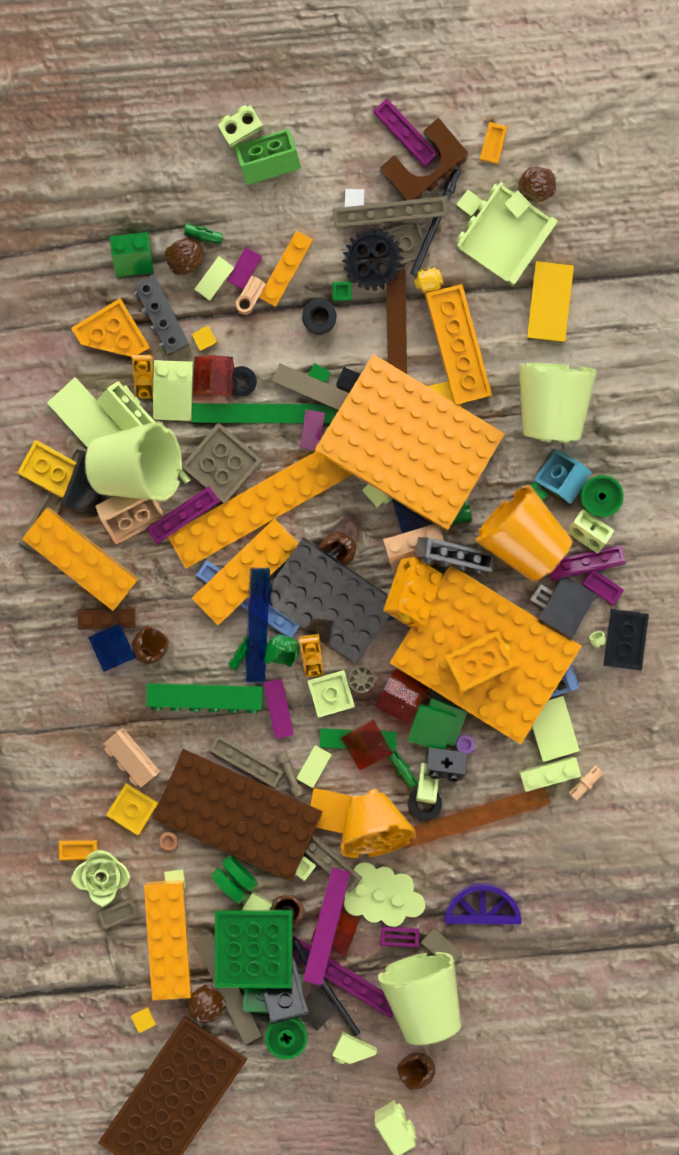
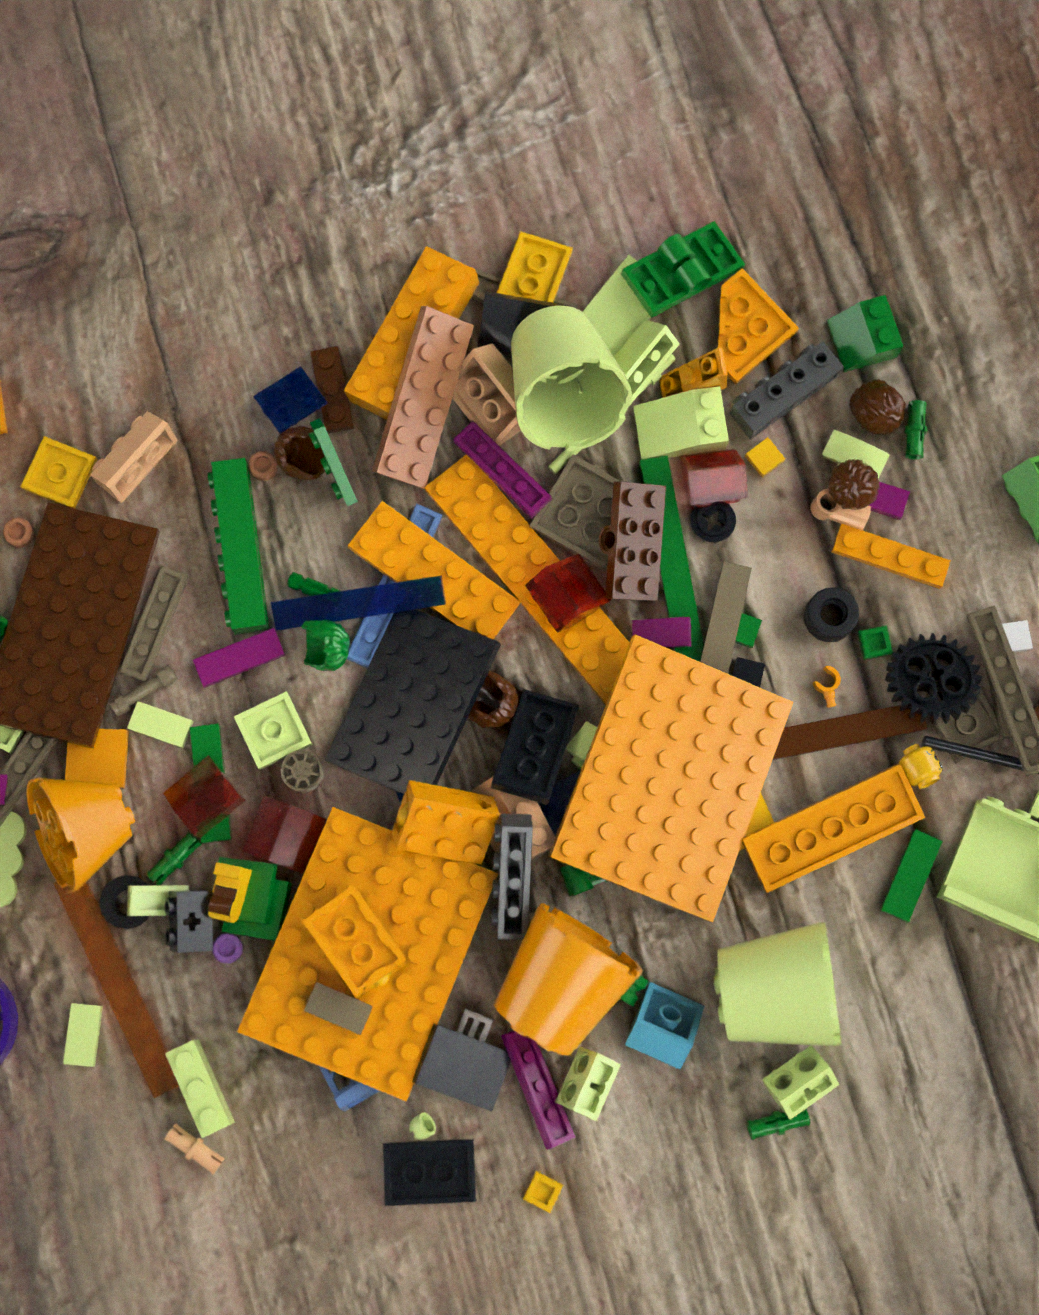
camera: 75 degrees right, 10 degrees down
(65, 368) = (682, 268): none -> green plate
(127, 559) = (422, 397): none -> nougat plate
(151, 673) = (262, 465): none -> nougat tile
(161, 627) = (331, 462): none -> plate
(237, 285) = (853, 484): none -> reddish brown hair
(249, 437) = (634, 541): none -> plate
(275, 486) = (567, 592): none -> clear red slope
(311, 655) = (326, 690): light orange slope -> none
(370, 328) = (828, 692): none -> light orange piece
(373, 526) = (535, 747): none -> black tile
(432, 736) = (228, 892): none -> yellow leg
(497, 300) = (911, 875): none -> green tile
(503, 843) = (83, 1035): none -> yellowish green tile
(518, 678) = (338, 1008): none -> dark tan tile
(550, 301) = (926, 957): yellow tile -> none
(555, 731) = (269, 1084): yellowish green tile -> none
(602, 587) = (504, 1120): magenta tile -> none
(613, 398) = (800, 1082): none -> yellowish green brick
(613, 496) = (627, 1087): green wheel -> none
(635, 416) = (776, 1123): none -> green pin
(650, 571) = (543, 1191): none -> yellow tile

